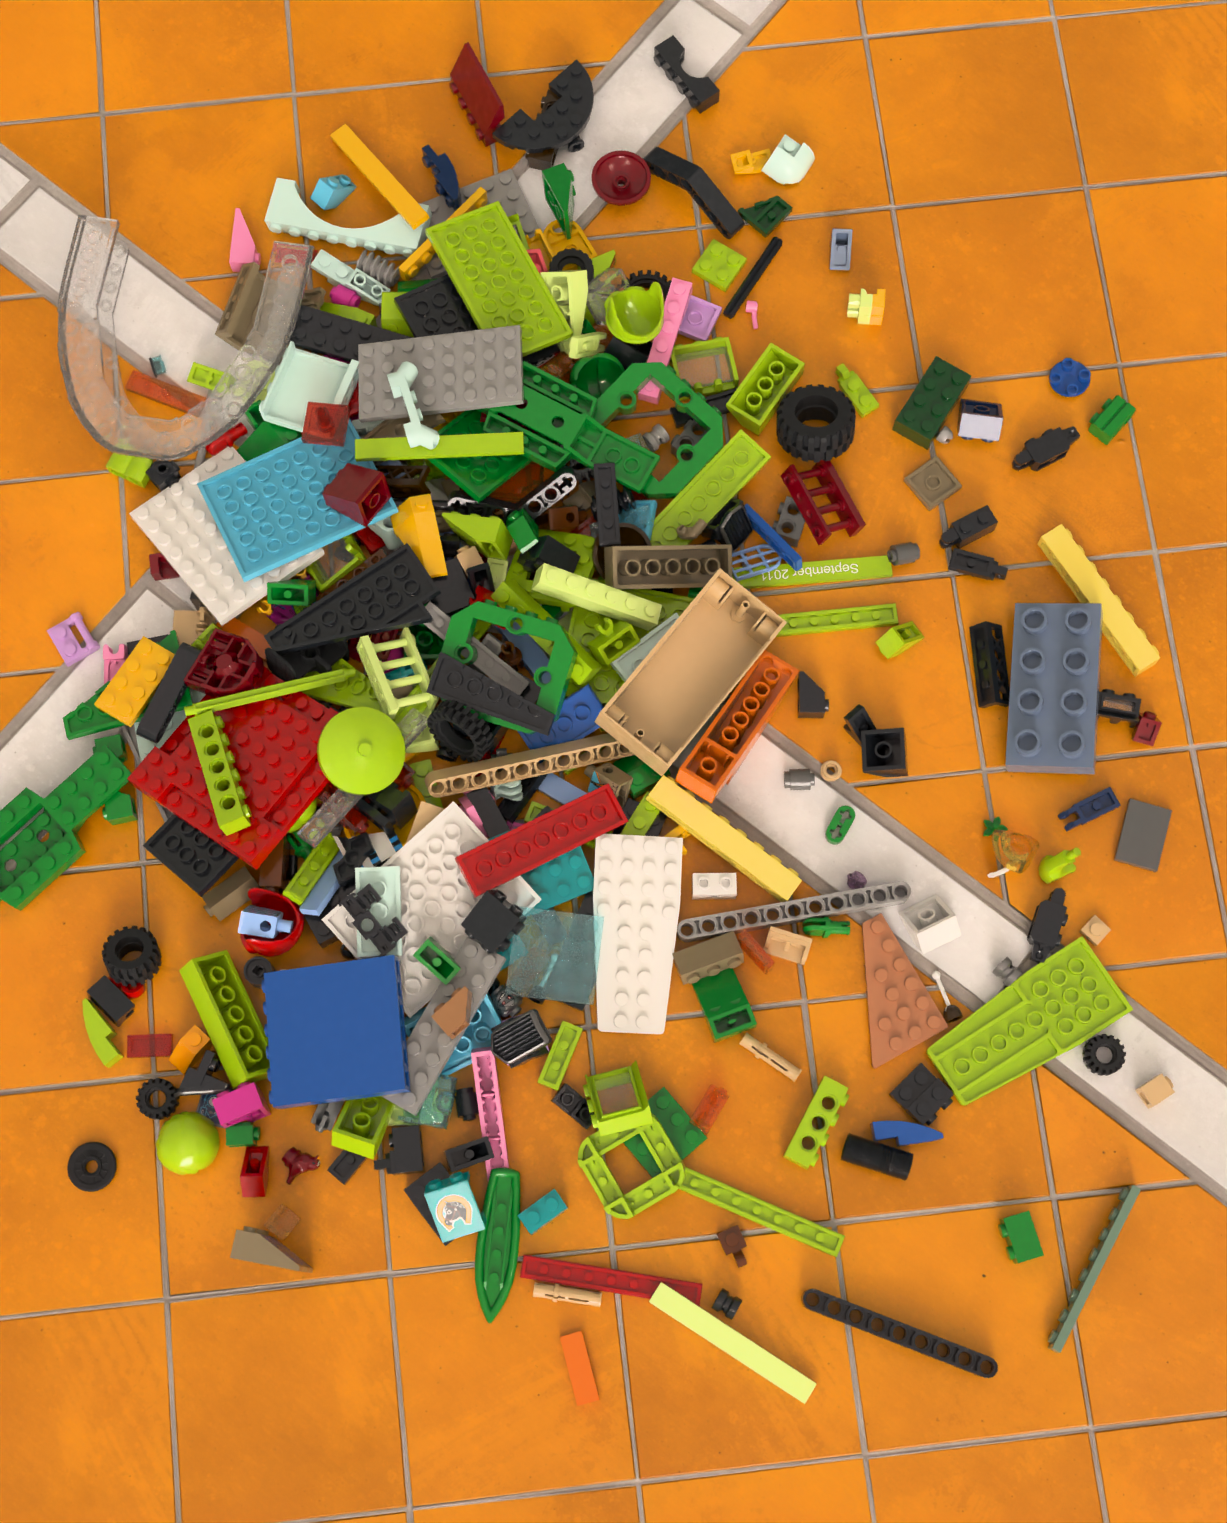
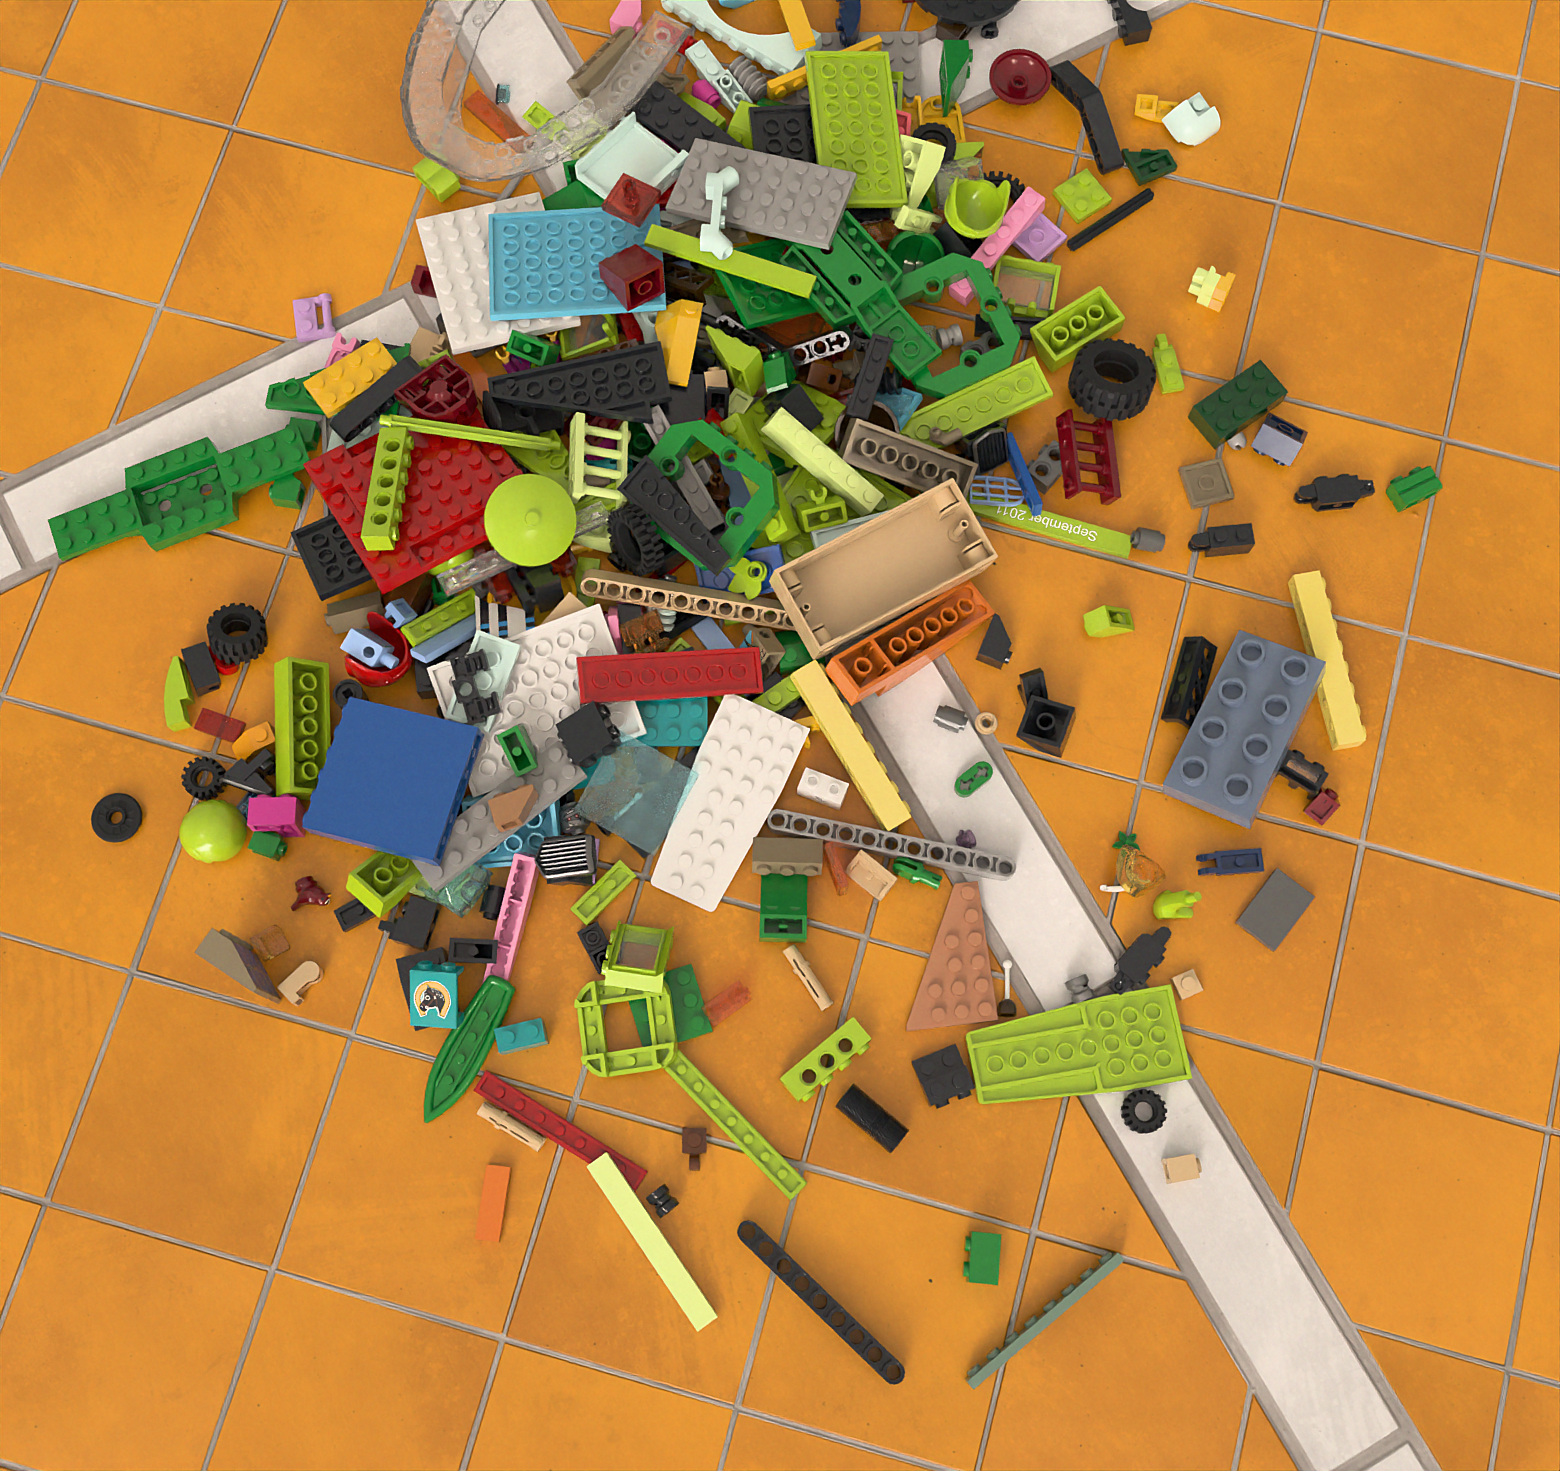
camera: 20 degrees right, 0 degrees up
(163, 474) = (463, 194): black brick -> none
(226, 439) = (534, 184): red arm -> none
(255, 1171) = (264, 885): red slope -> none
(277, 878) = (400, 612): none -> medium blue tile
(323, 1244) = (300, 981): none -> tan leg
(326, 1115) = (354, 857): dark grey hinge -> none
(357, 851) = (490, 617): black tile -> none
(499, 806) = (641, 628): none -> clear orange plate
(570, 728) = (745, 579): none -> lime plate
(751, 307) = (1097, 248): bright pink hand -> none
(839, 619) = (1054, 579): lime tile -> none
(840, 249) = (1208, 222): sand blue slope -> none
(903, 1132) = (909, 1105): blue slope -> none
(930, 923) = (1022, 911): white slope -> none
(976, 565) = (1216, 579): black hinge -> none
(1069, 378) = (1388, 432): blue dish -> none

